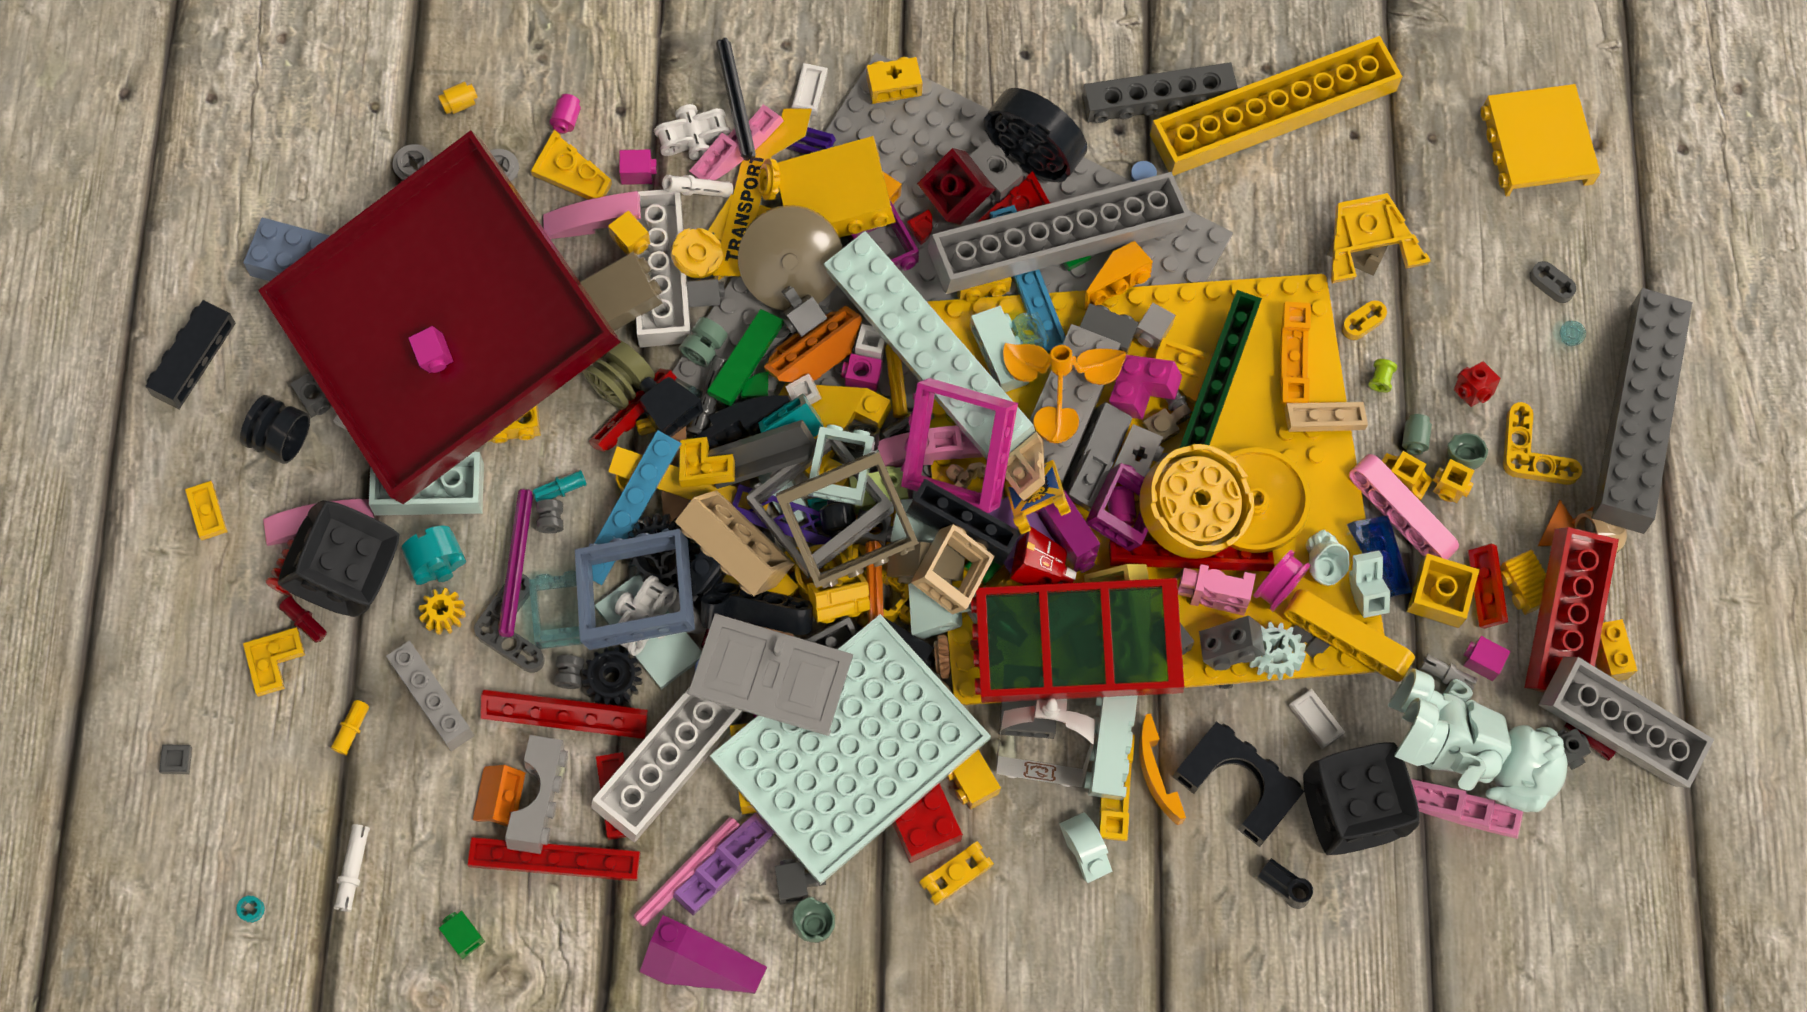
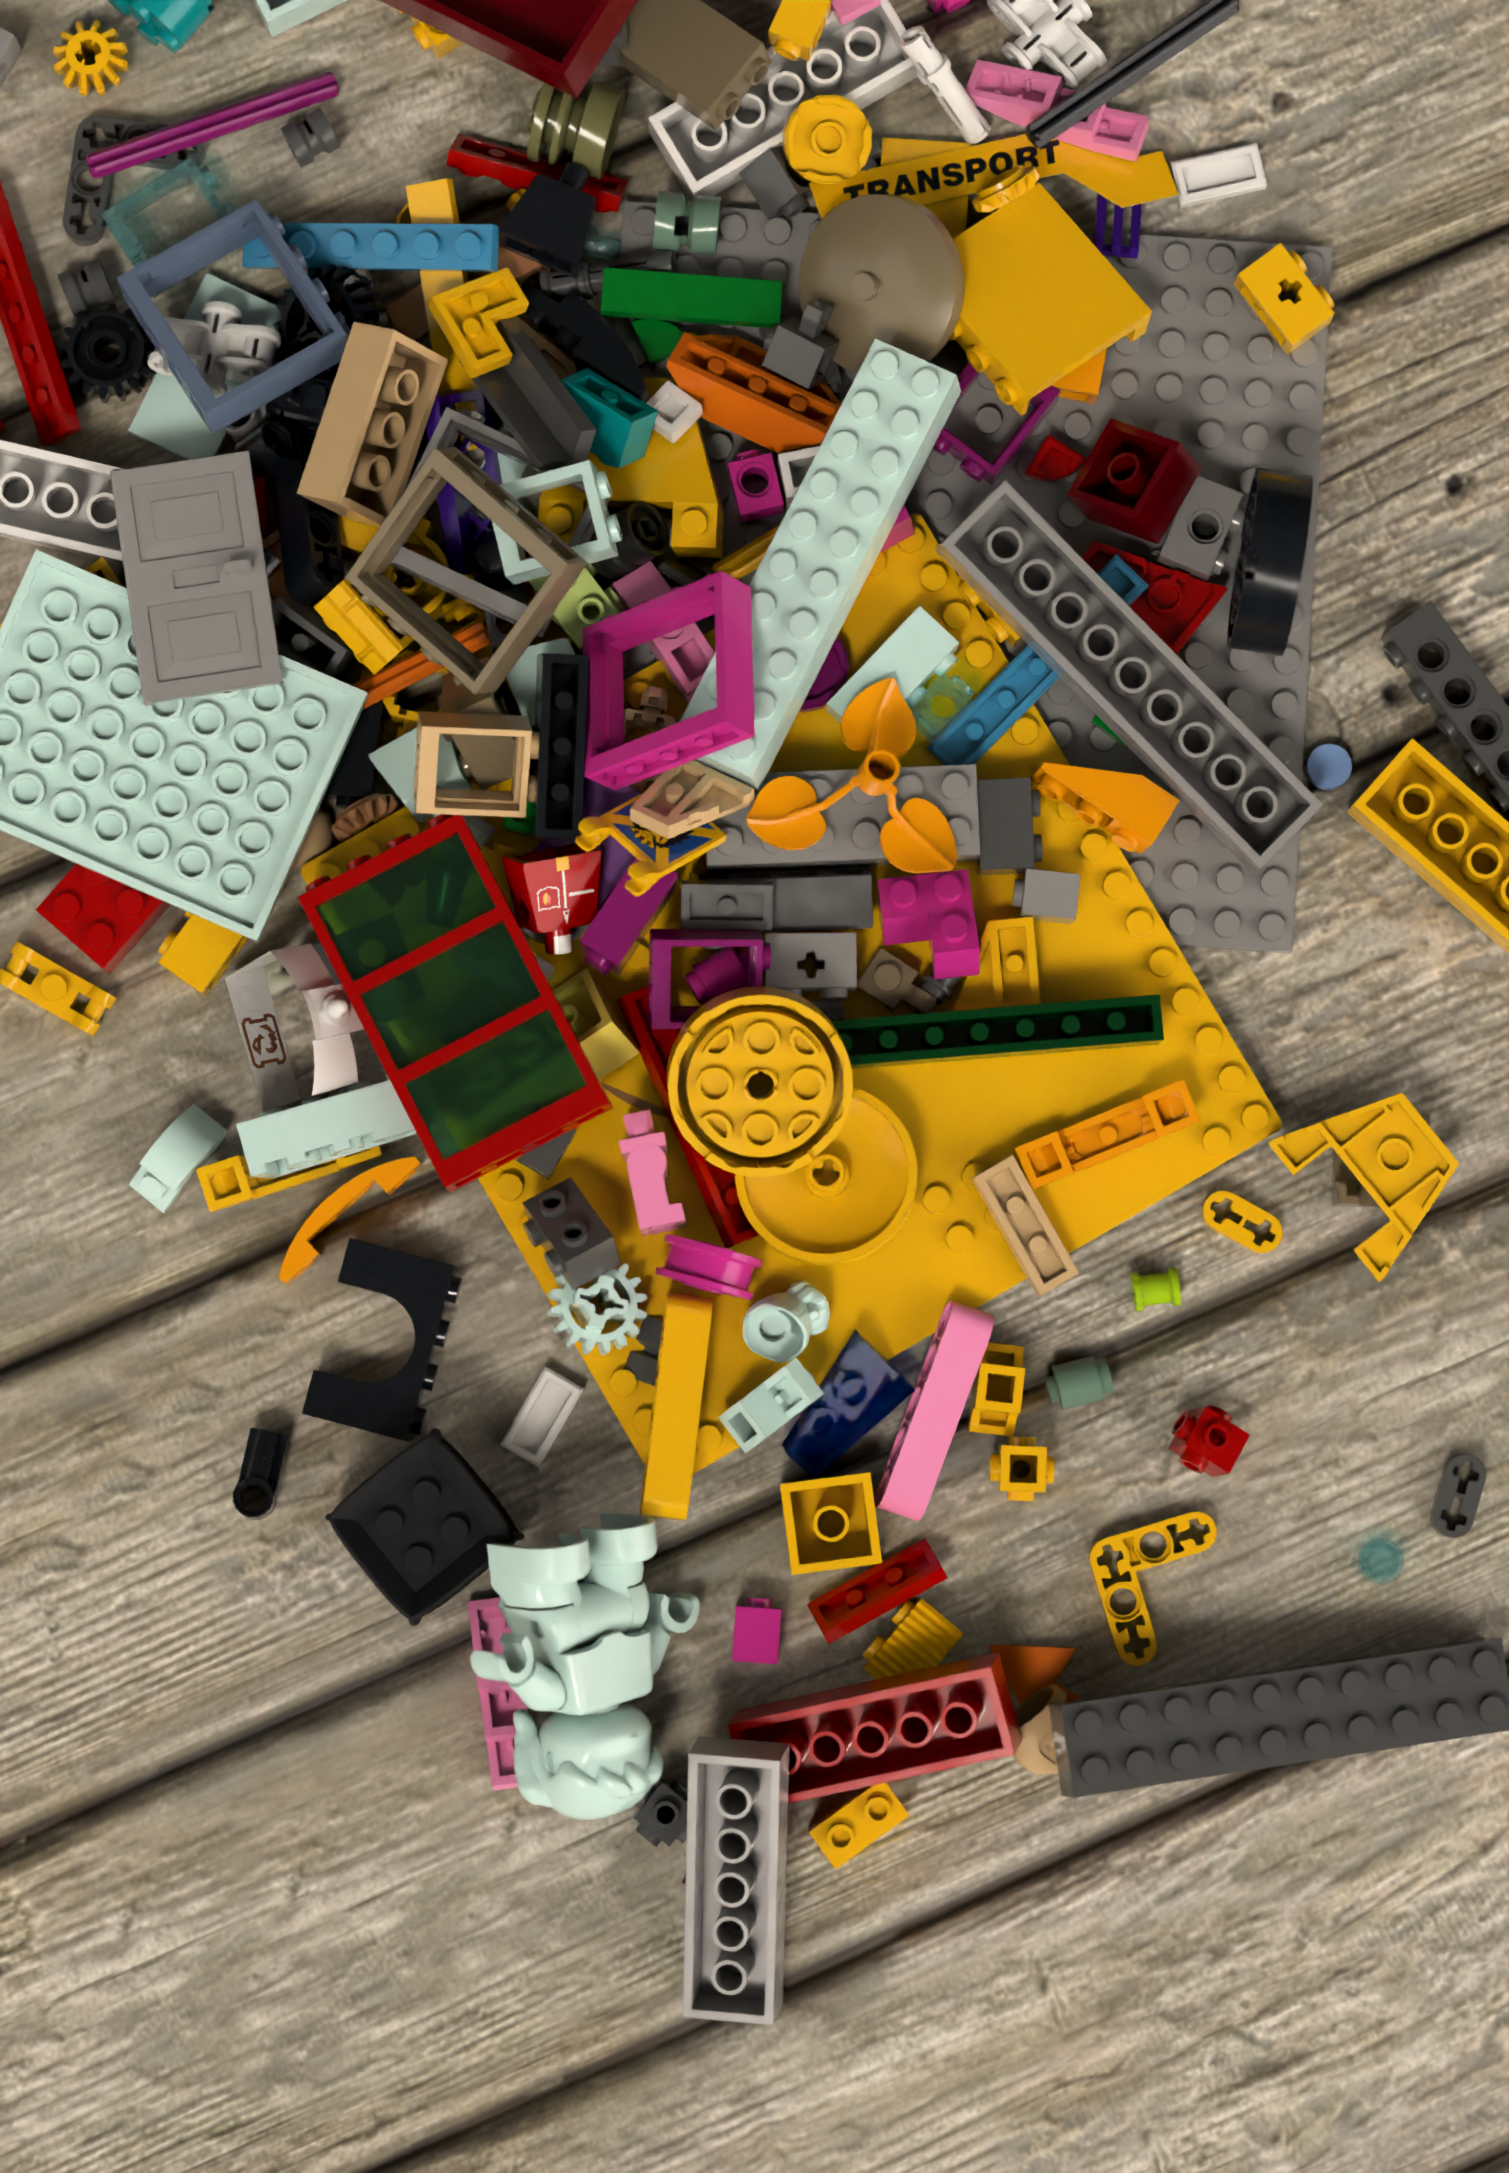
camera: 65 degrees right, 15 degrees up
(560, 486) = (365, 128): teal axle -> none
(1445, 671) = (707, 1584): light grey pin -> none
(1467, 450) = (1087, 1471): sand green hair -> none

